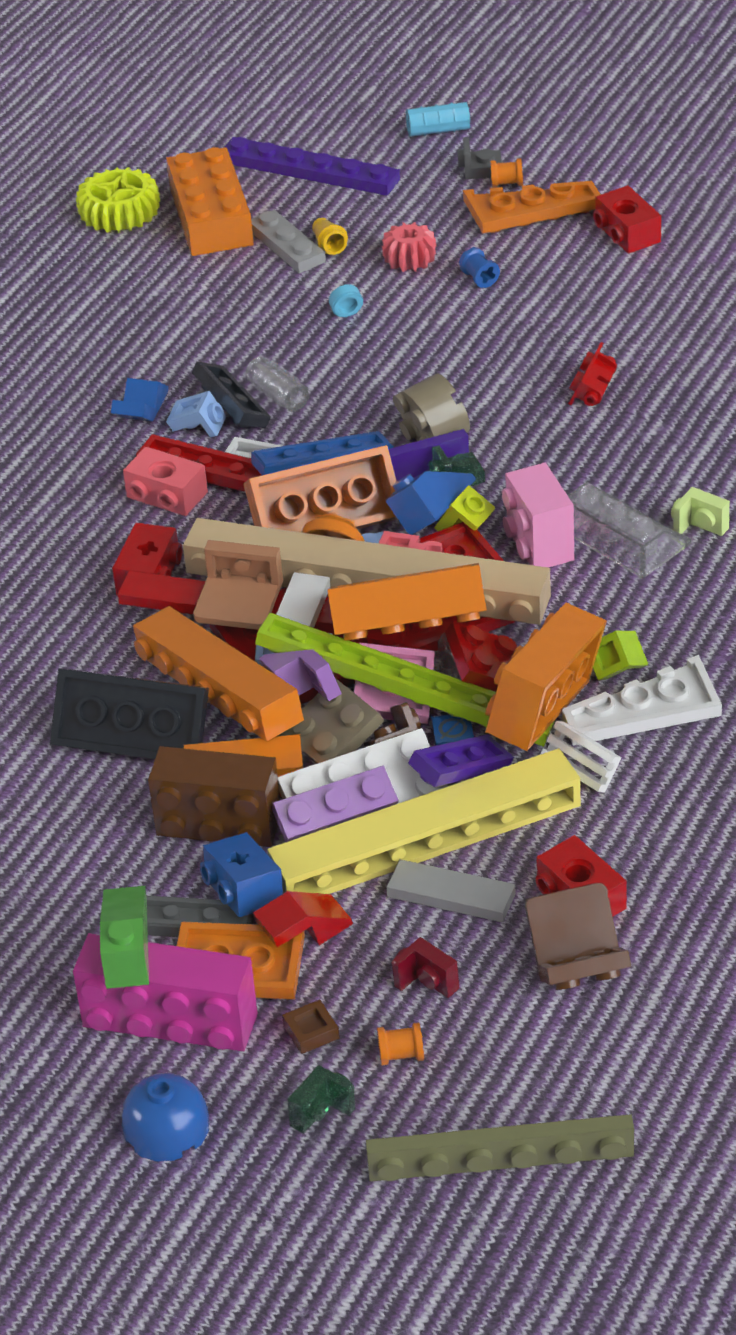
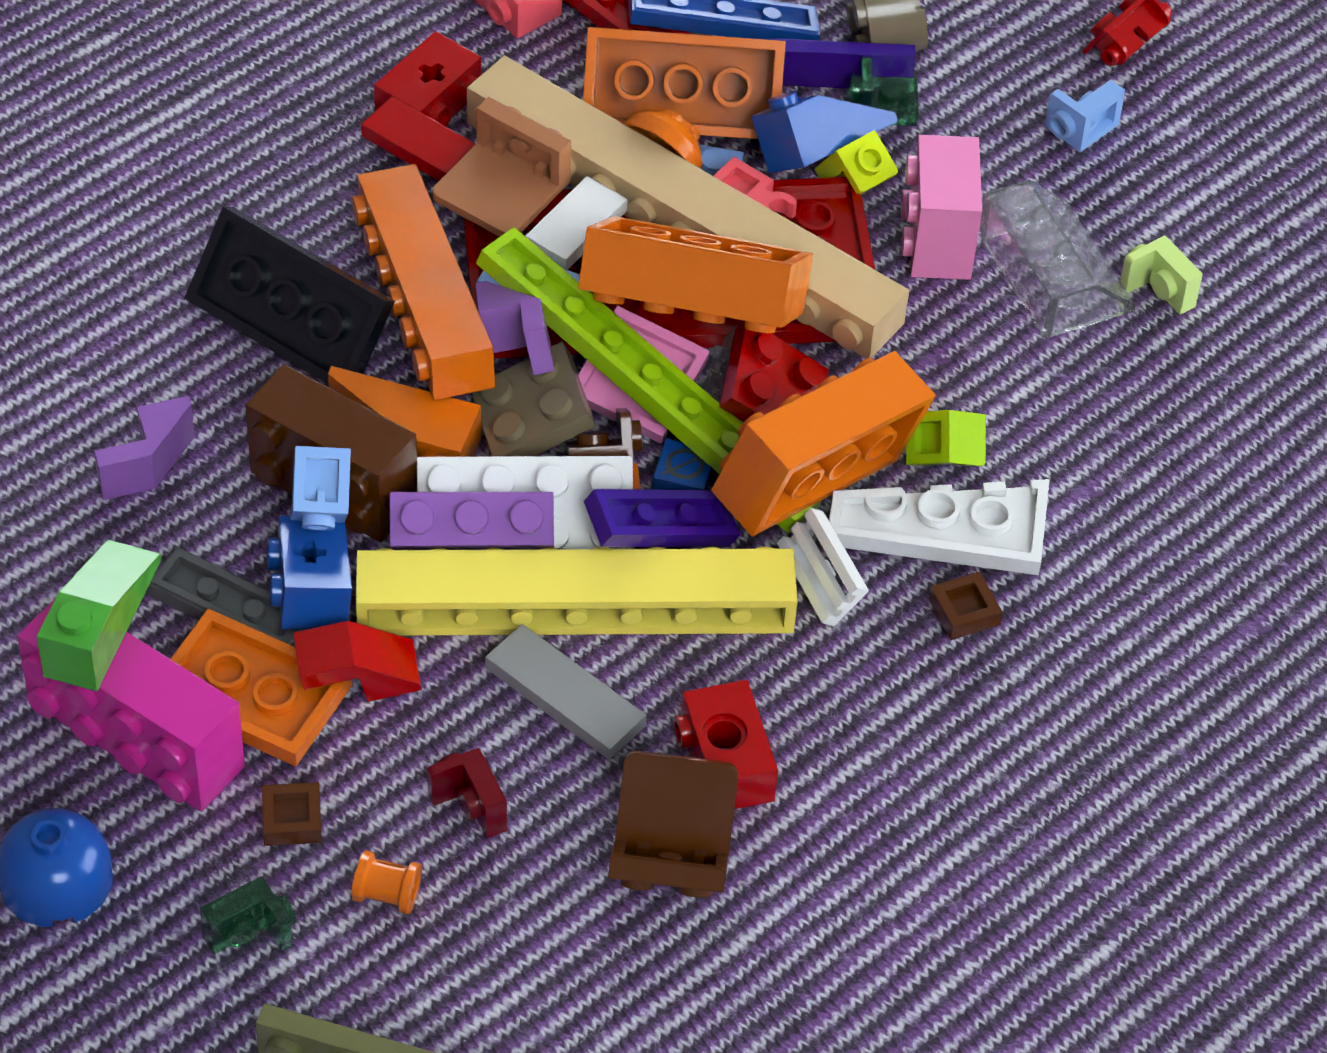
camera: 15 degrees right, 10 degrees up
(81, 849) = (141, 465): none -> medium lavender slope
(228, 812) = (320, 486): none -> light blue bracket
(596, 440) = (1085, 120): none -> light blue bracket
(686, 747) = (965, 605): none -> reddish brown plate

